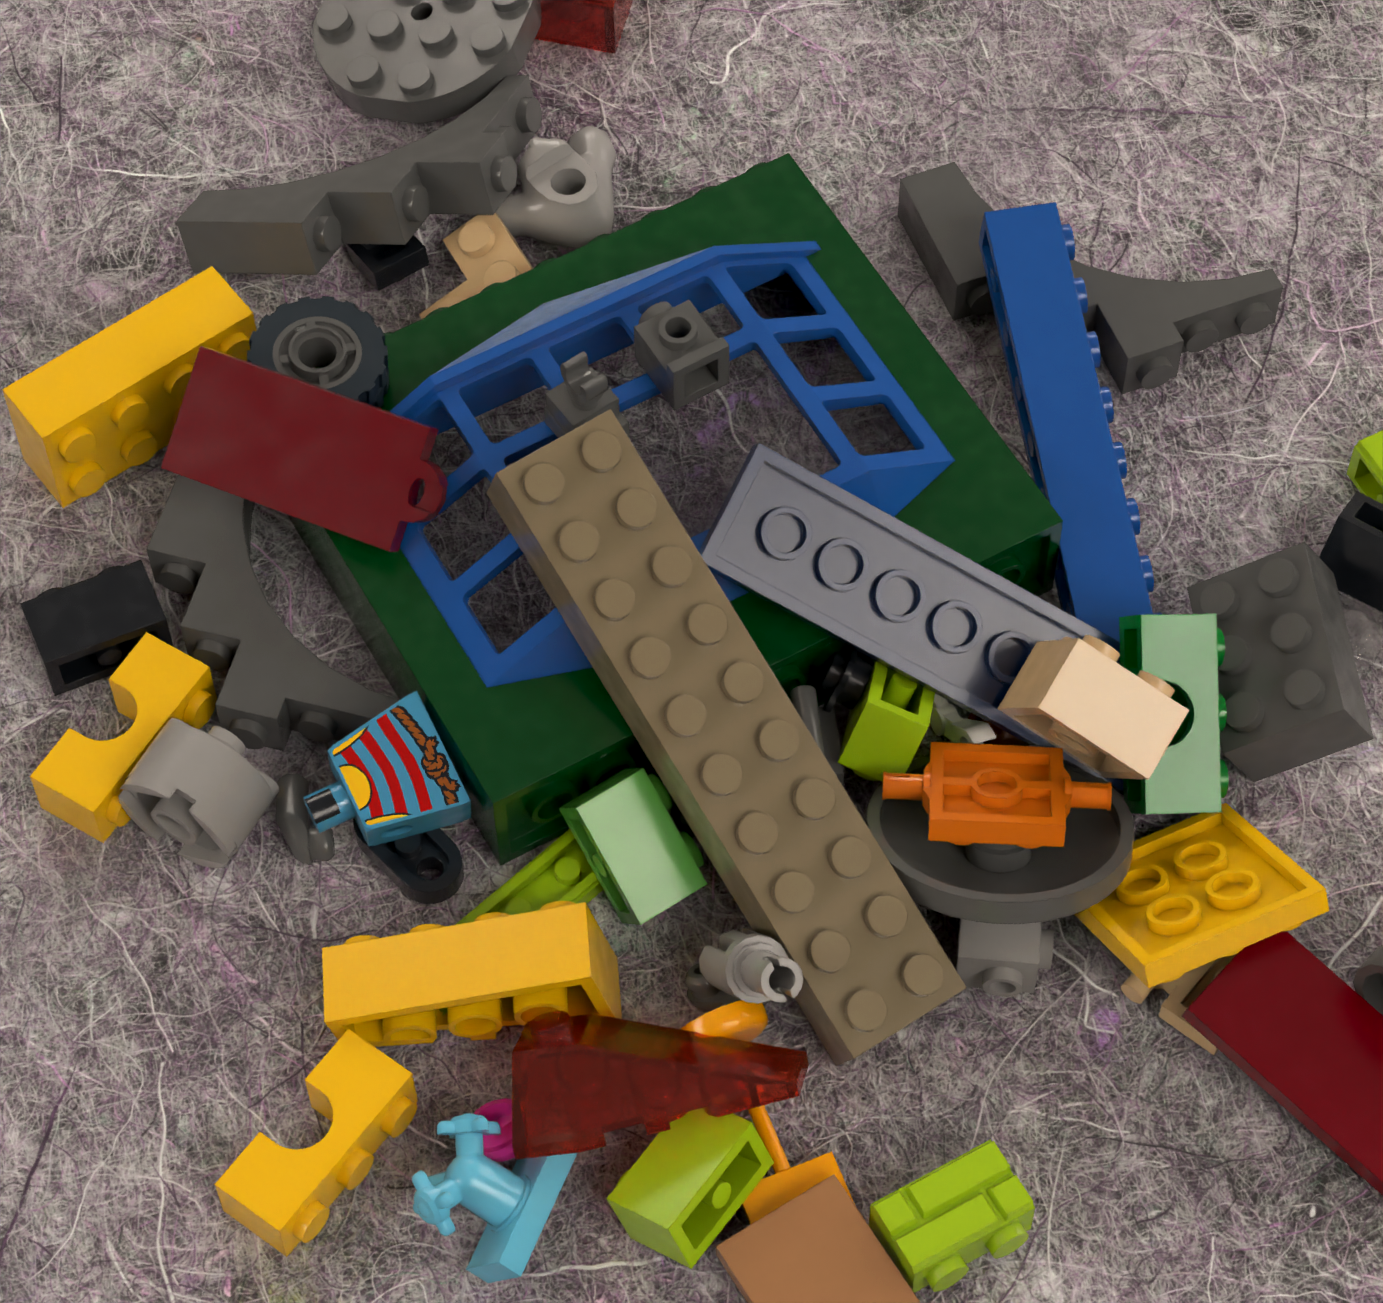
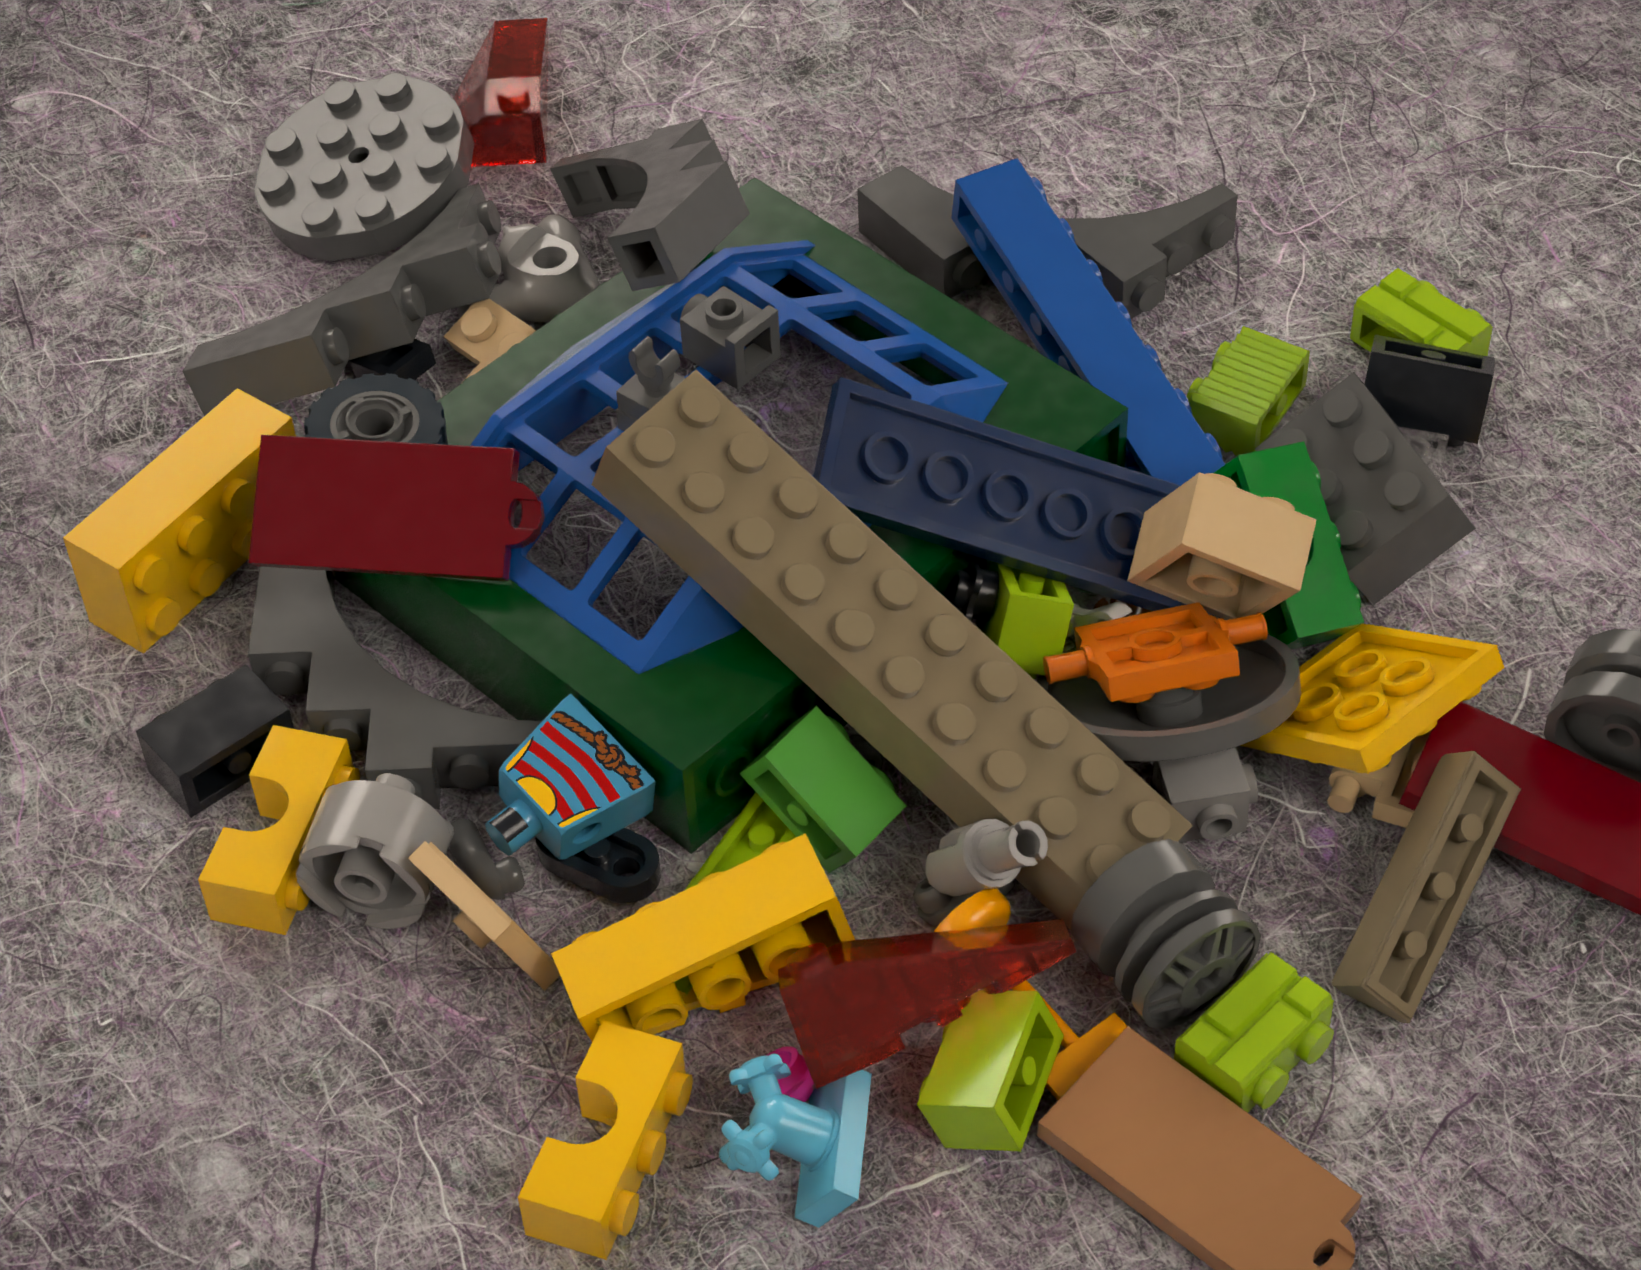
camera: 15 degrees left, 10 degrees down
(275, 887) = (483, 918): none -> tan plate
(703, 173) = (679, 198): none -> dark grey arch
(899, 1092) = (1164, 933): none -> dark grey wheel
(1175, 1110) = (1426, 885): none -> dark tan slope
(1212, 512) = (1248, 389): none -> lime brick

